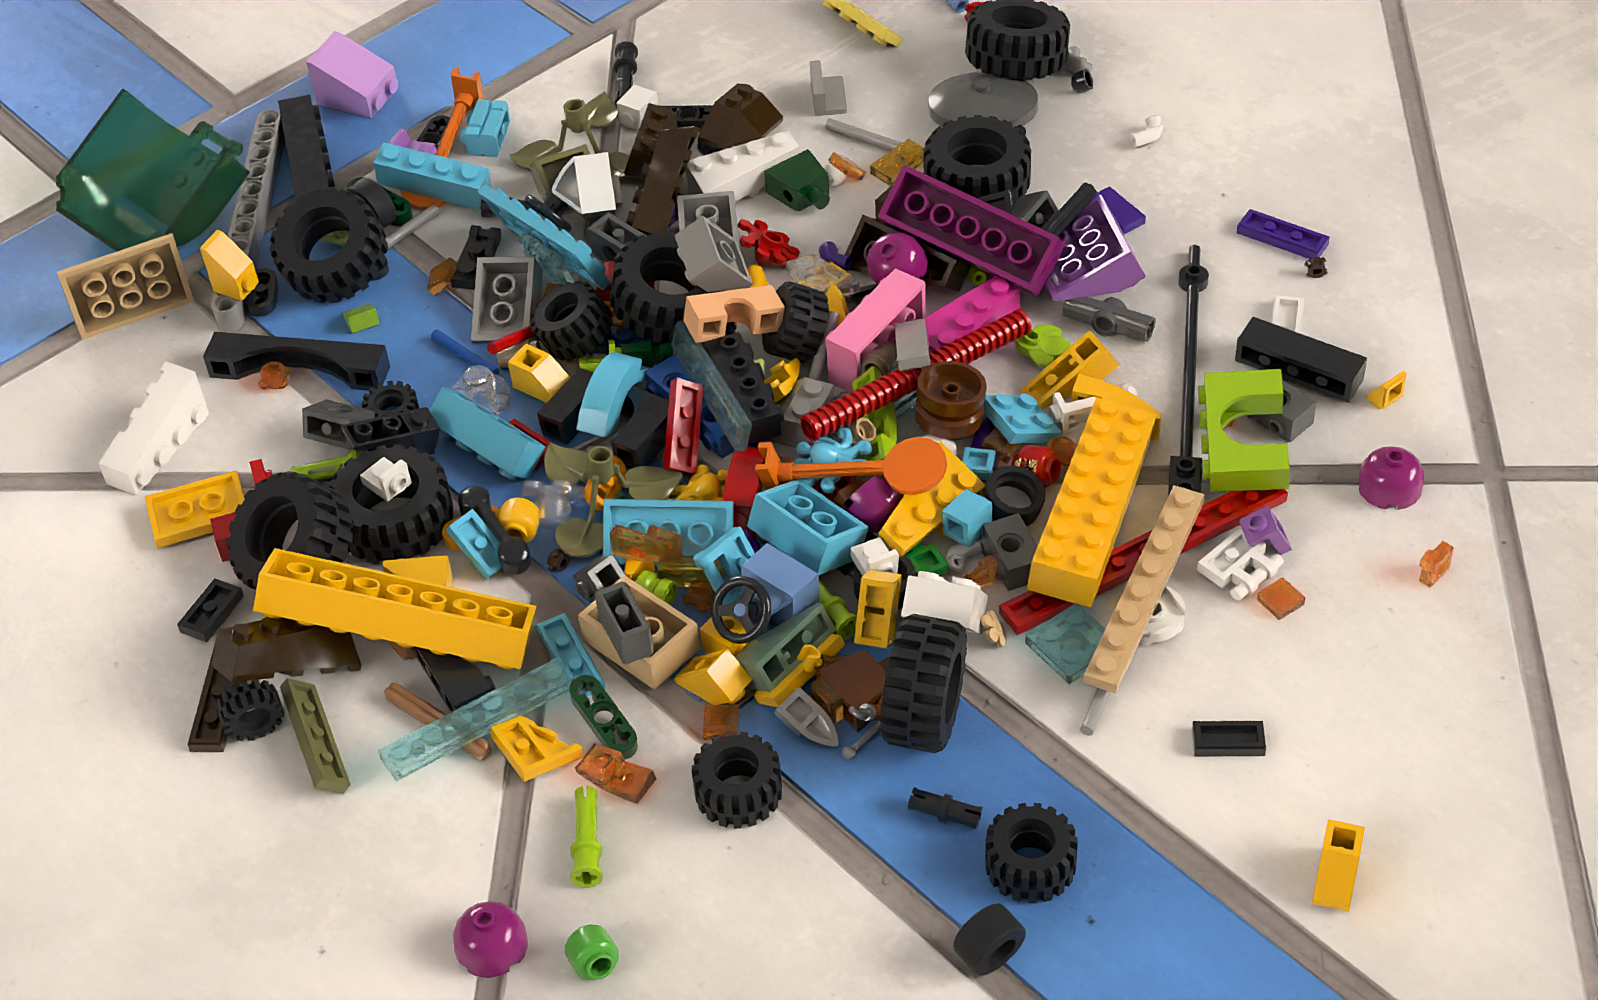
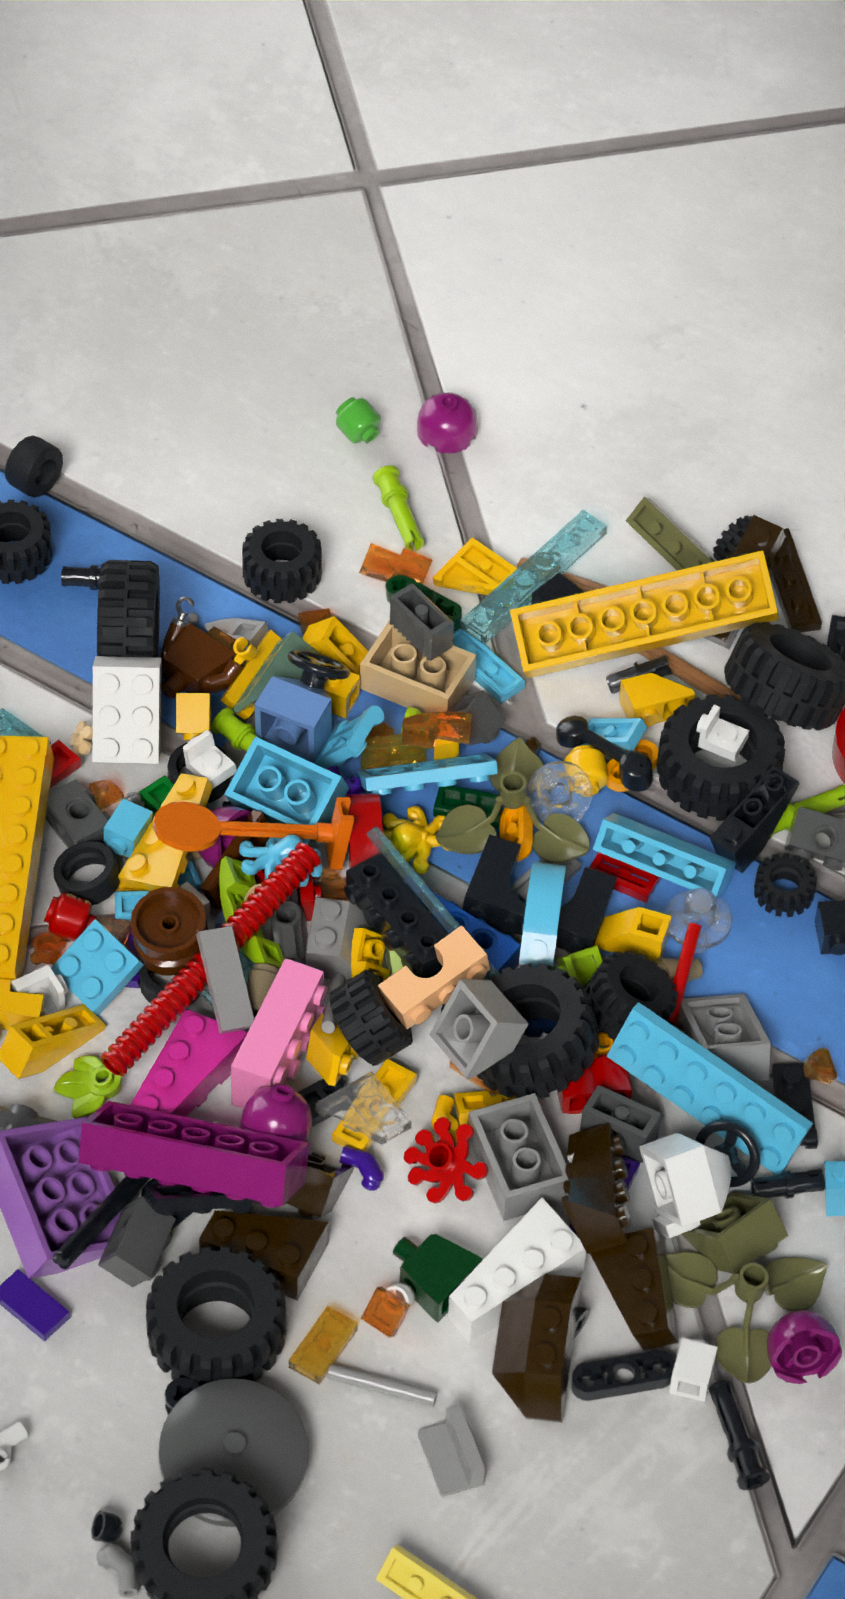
camera: 160 degrees right, 5 degrees up
(461, 351) = (742, 974): blue bar -> none
(547, 100) = (803, 1346): none -> magenta cylinder
(683, 427) = (451, 874): red plate -> none

